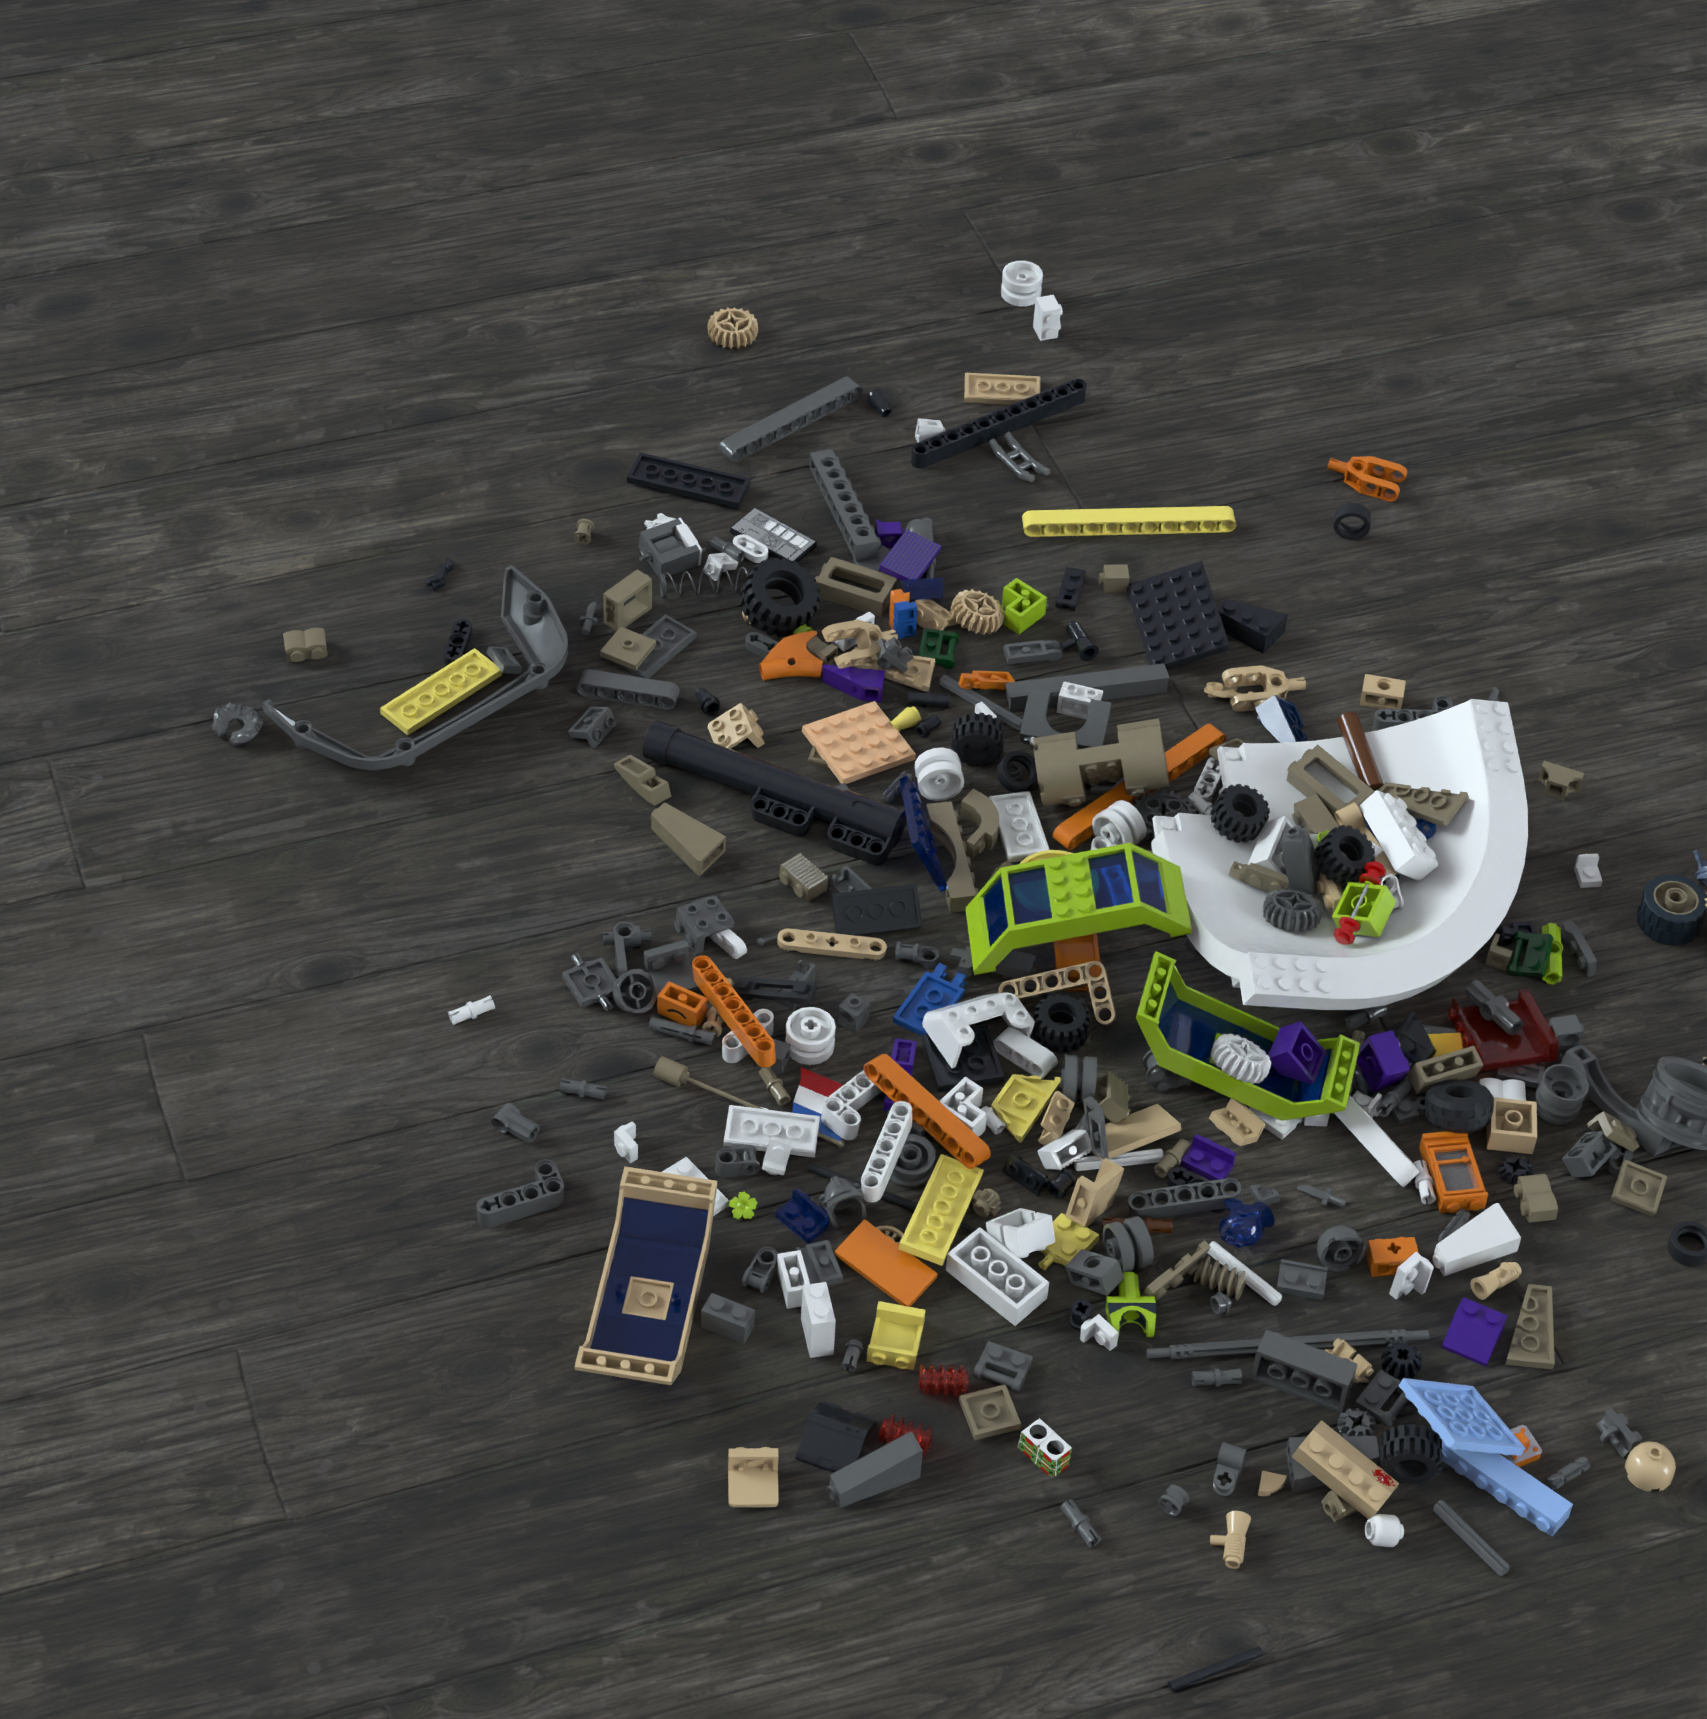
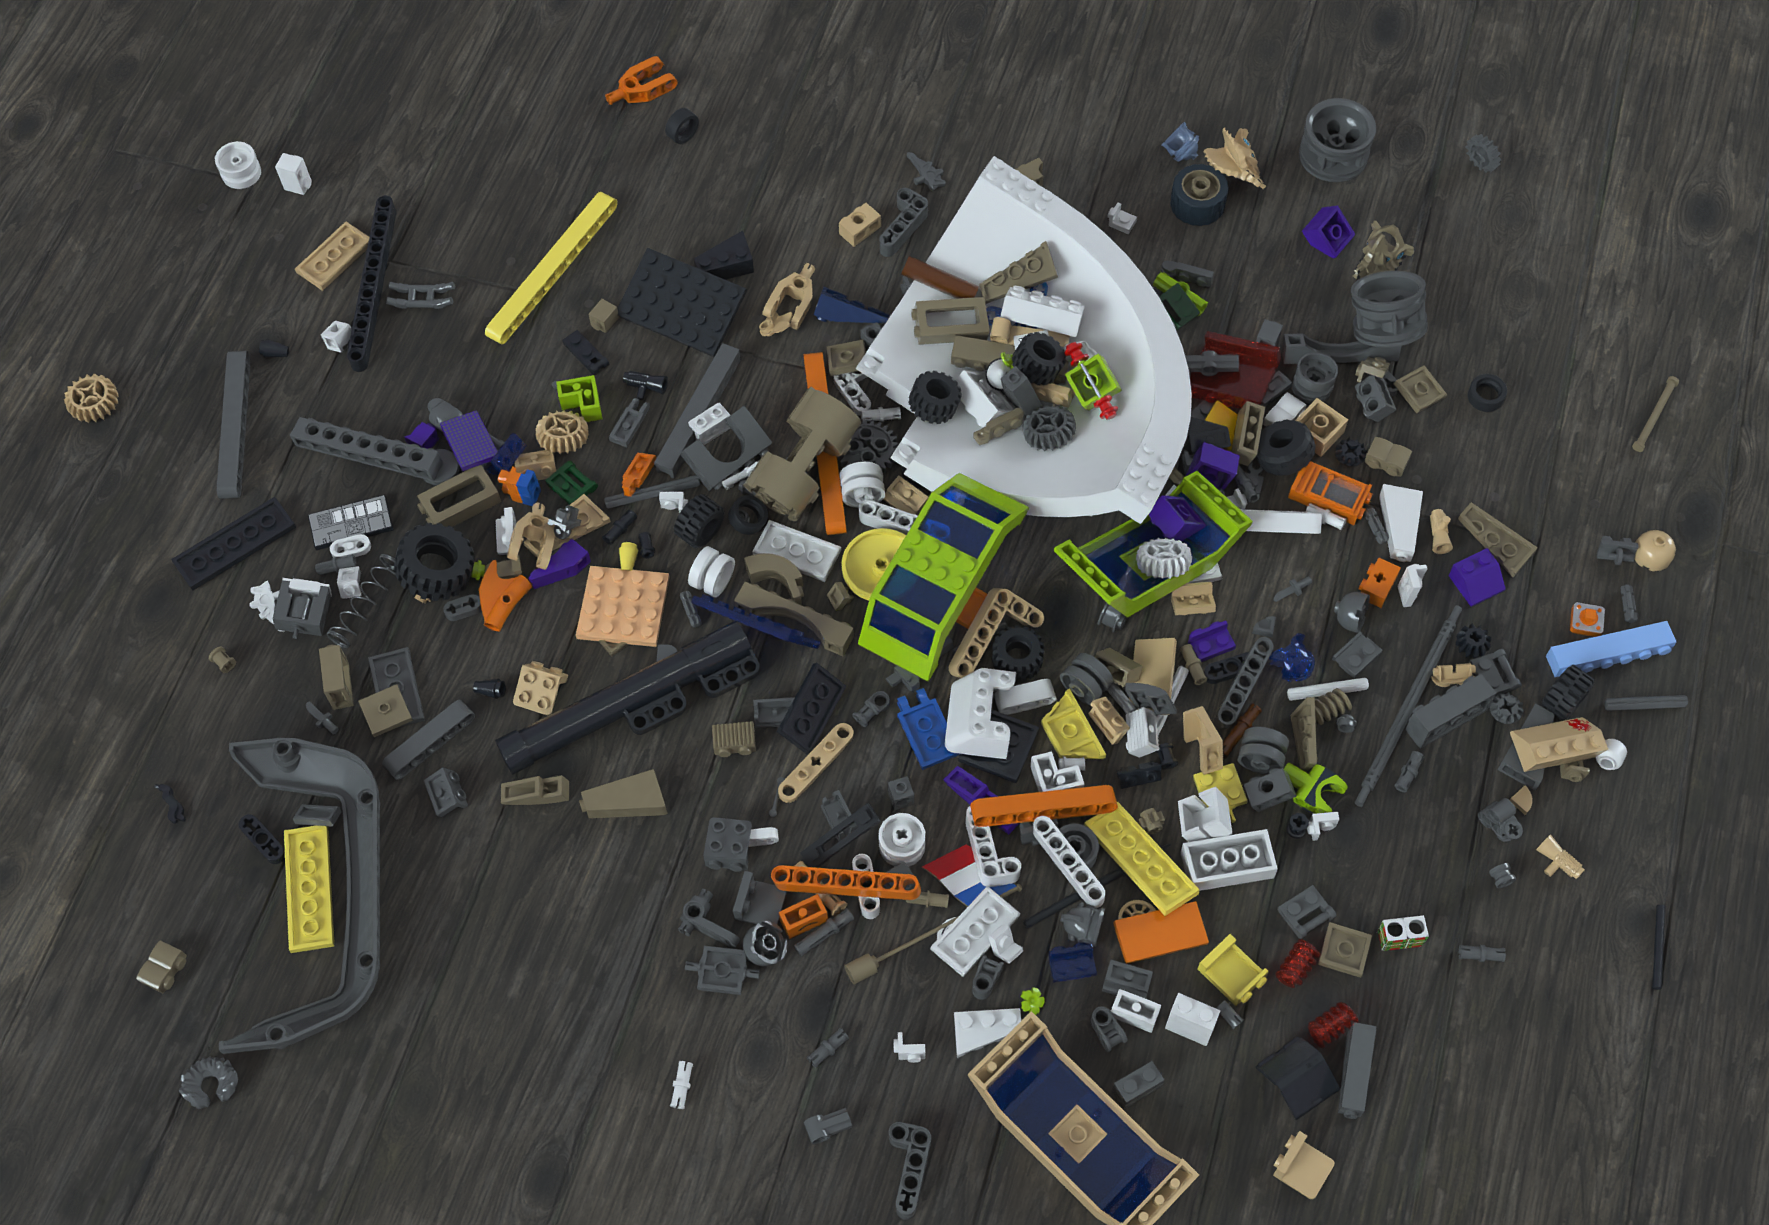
camera: 50 degrees left, 15 degrees up
(1461, 1417) = (1561, 639): light blue plate -> none

